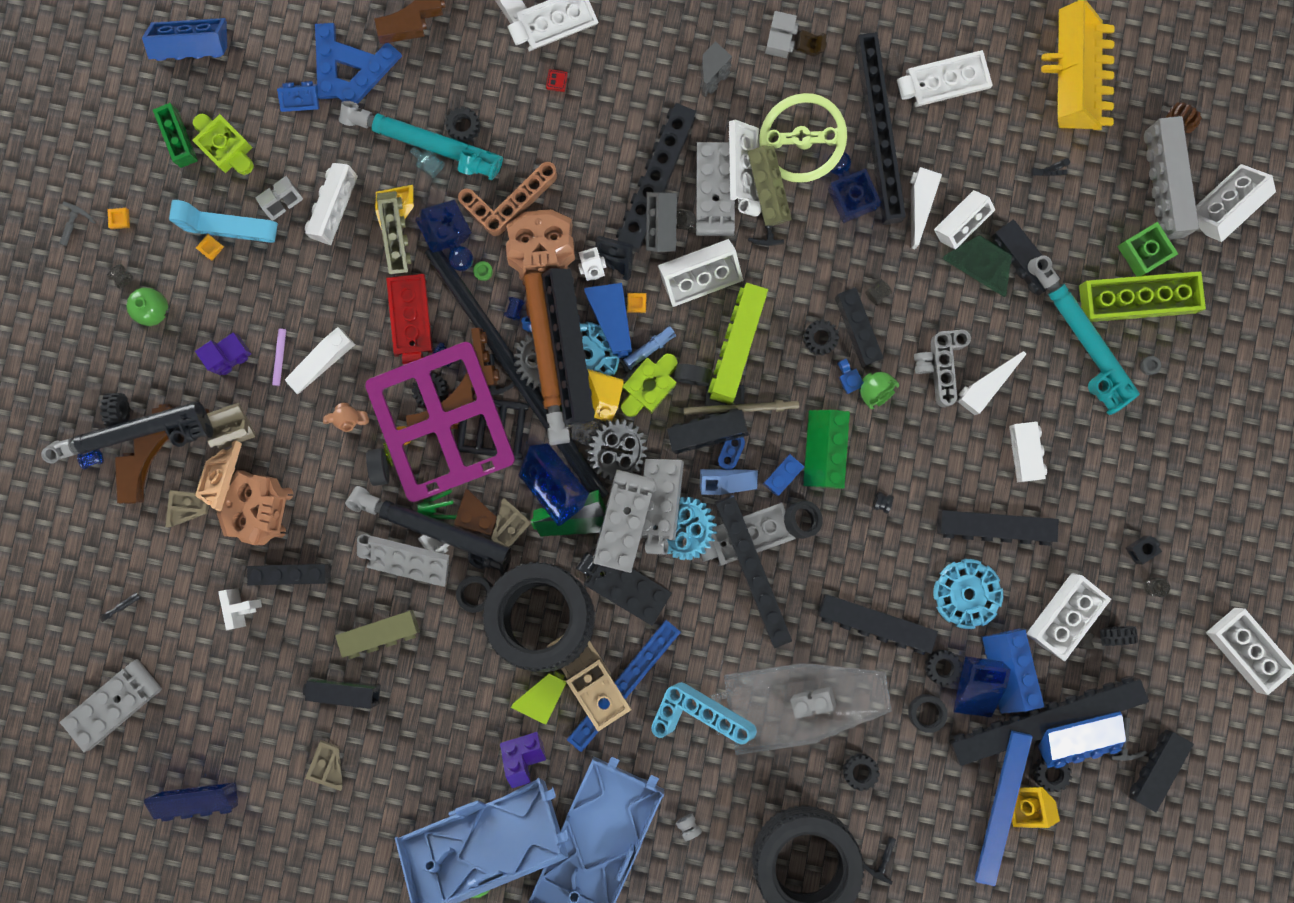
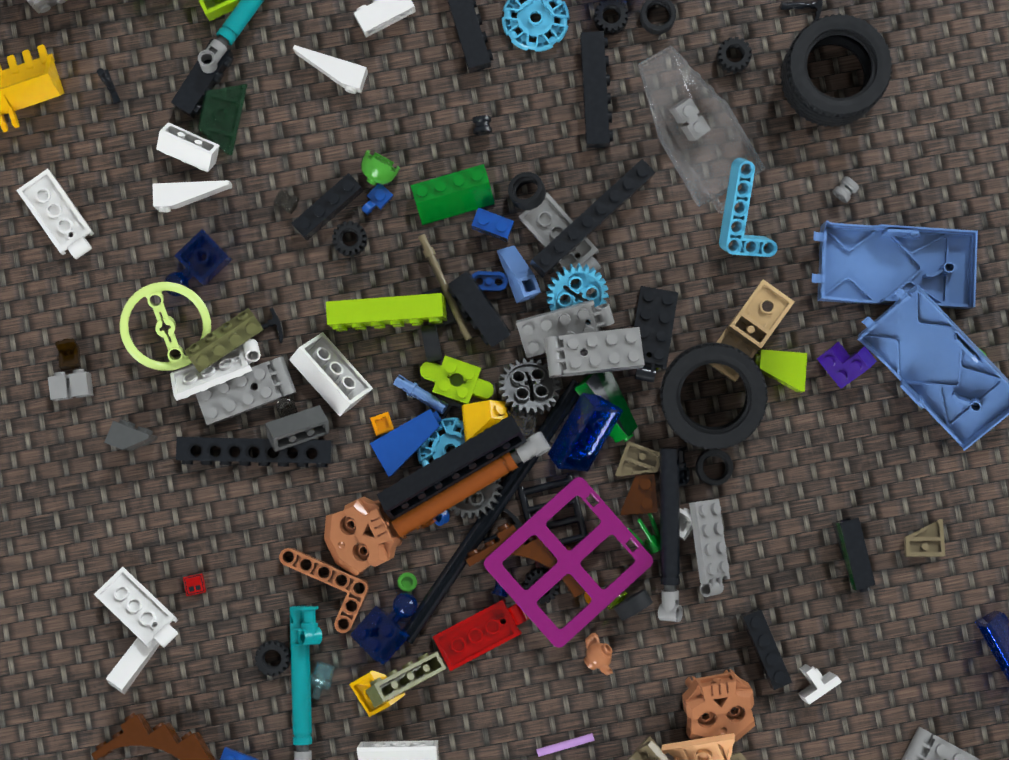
camera: 110 degrees left, 0 degrees up
(320, 359) = (553, 704): white slope -> none
(378, 633) = (787, 542): olive brick -> none
(514, 308) = (432, 537): clear blue bush -> none
(591, 264) = (362, 479): white brick -> none
(616, 255) = (344, 460): black wing -> none
(629, 679) = (734, 295): blue tile -> none
(880, 128) = (128, 258): black brick -> none
(924, 363) = (337, 135): light grey wheel -> none
(948, 369) = (334, 111): light grey beam -> none

